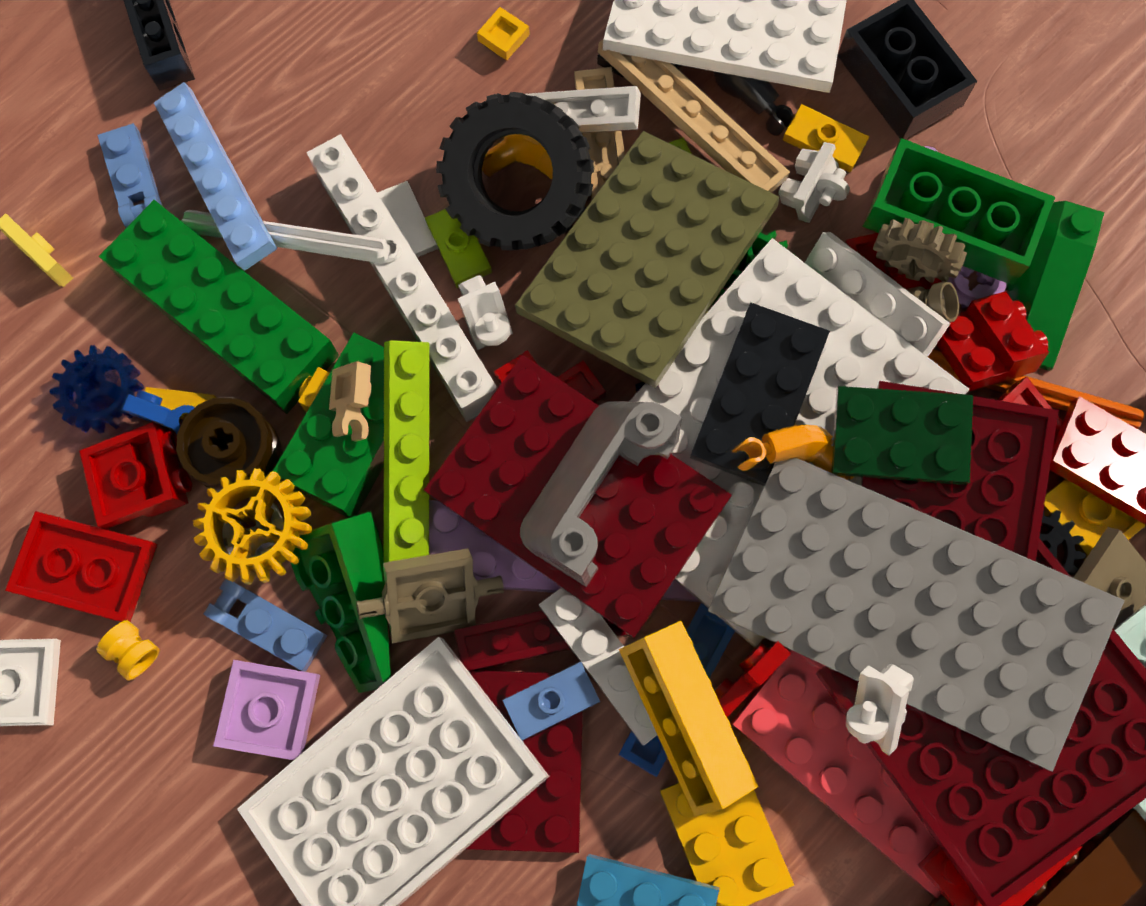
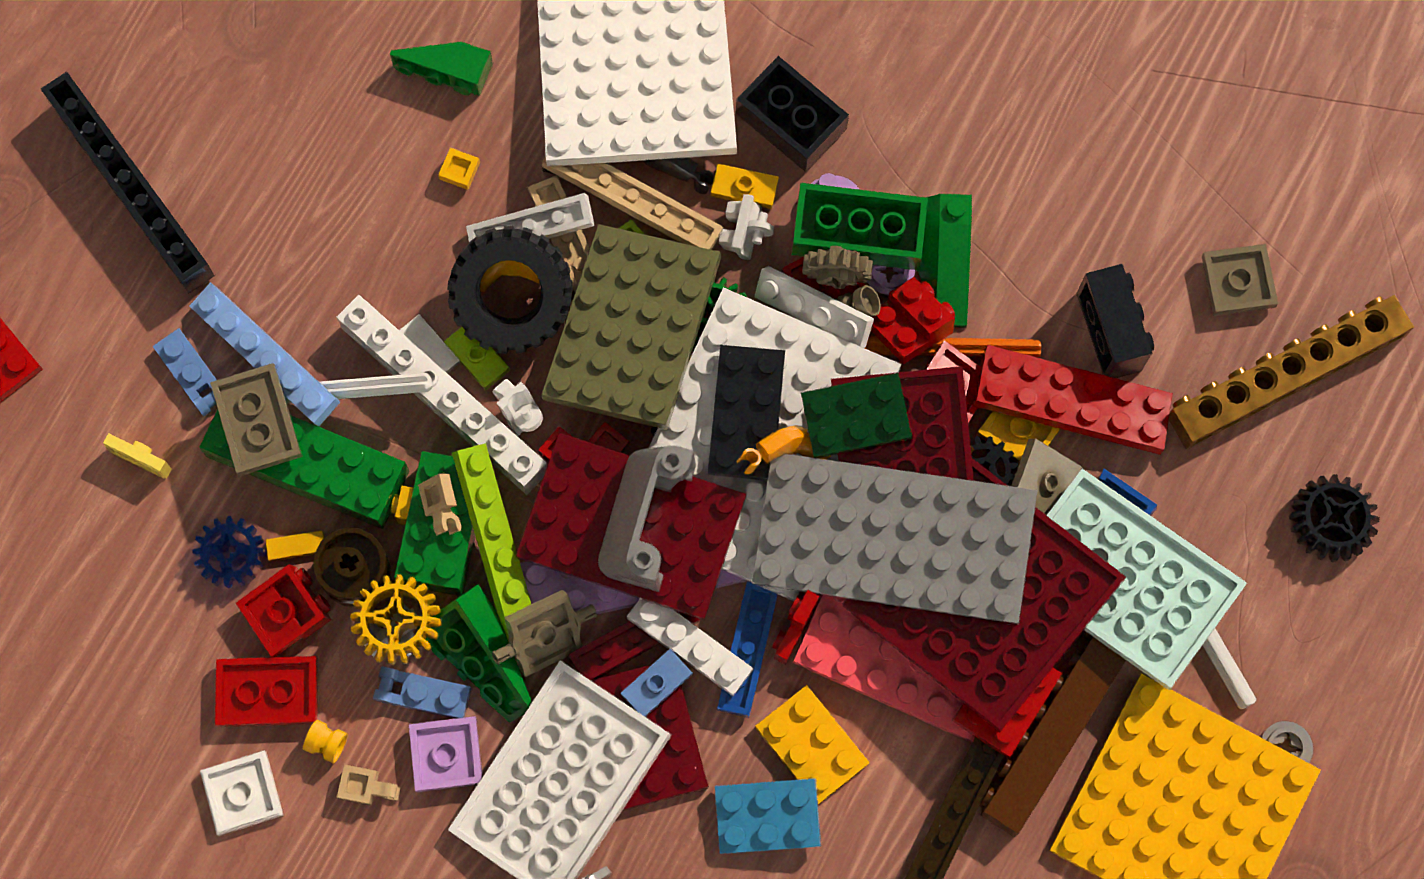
camera: 20 degrees left, 0 degrees up
(148, 408) = (280, 555): blue plate -> none
(153, 718) = (361, 786): none -> tan plate
(168, 240) = (256, 419): none -> dark tan plate
(689, 719) = (758, 663): yellow brick -> none
(880, 706) = (887, 613): white hips -> none

